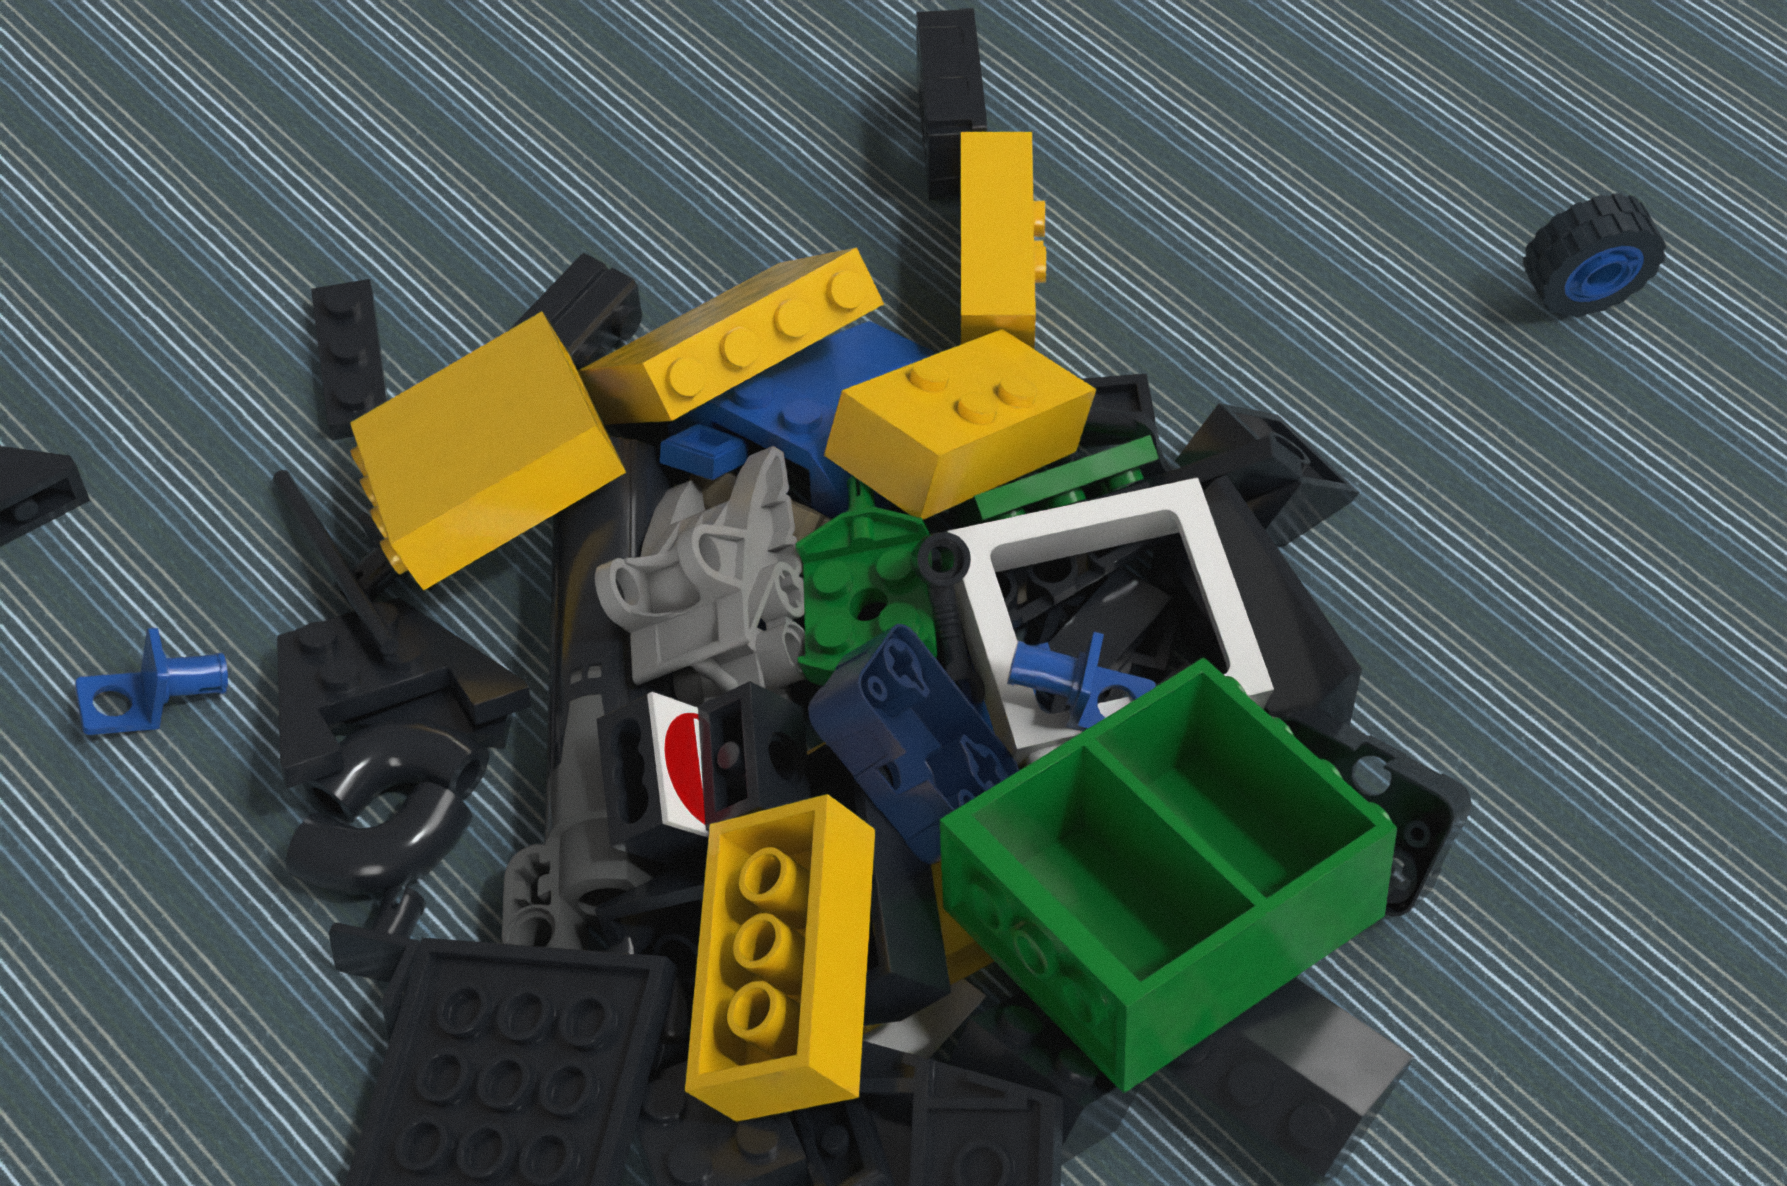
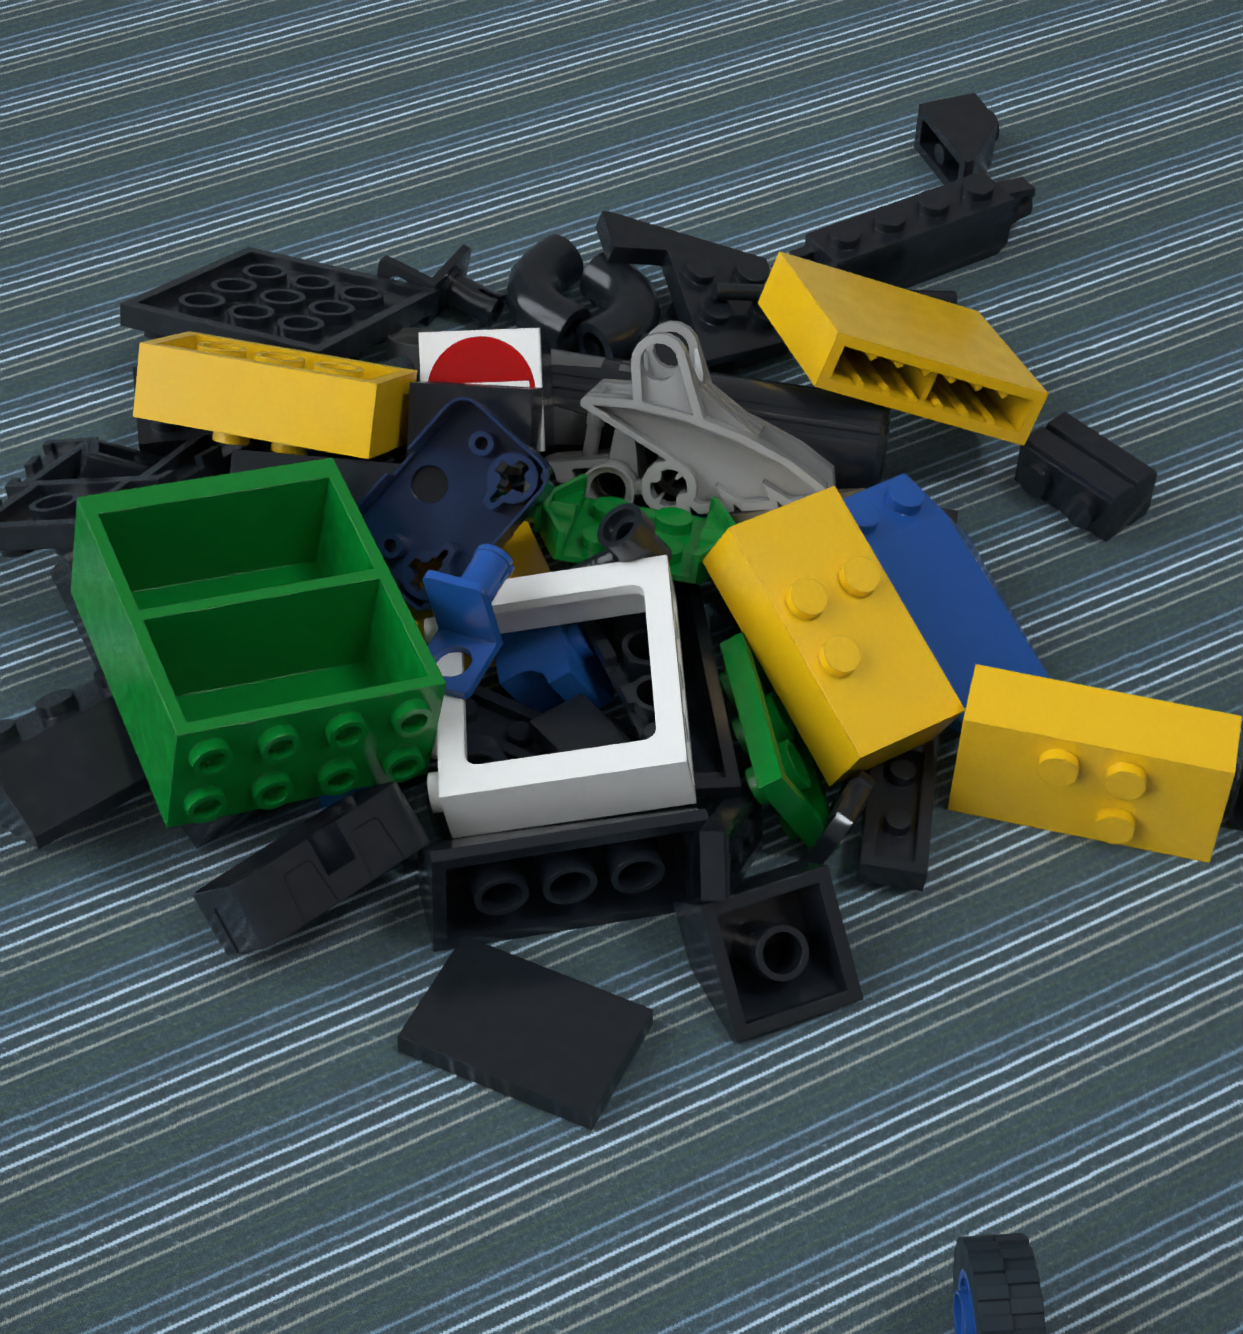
camera: 100 degrees right, 10 degrees down
(149, 688) = (746, 199): blue bracket -> none
(216, 512) = (924, 232): none -> black hinge
(349, 353) = (1087, 348): black plate -> none
(704, 451) = (856, 471): blue tile -> none
(730, 338) = (995, 515): yellow brick -> none
(1418, 639) = (526, 1031): none -> black tile

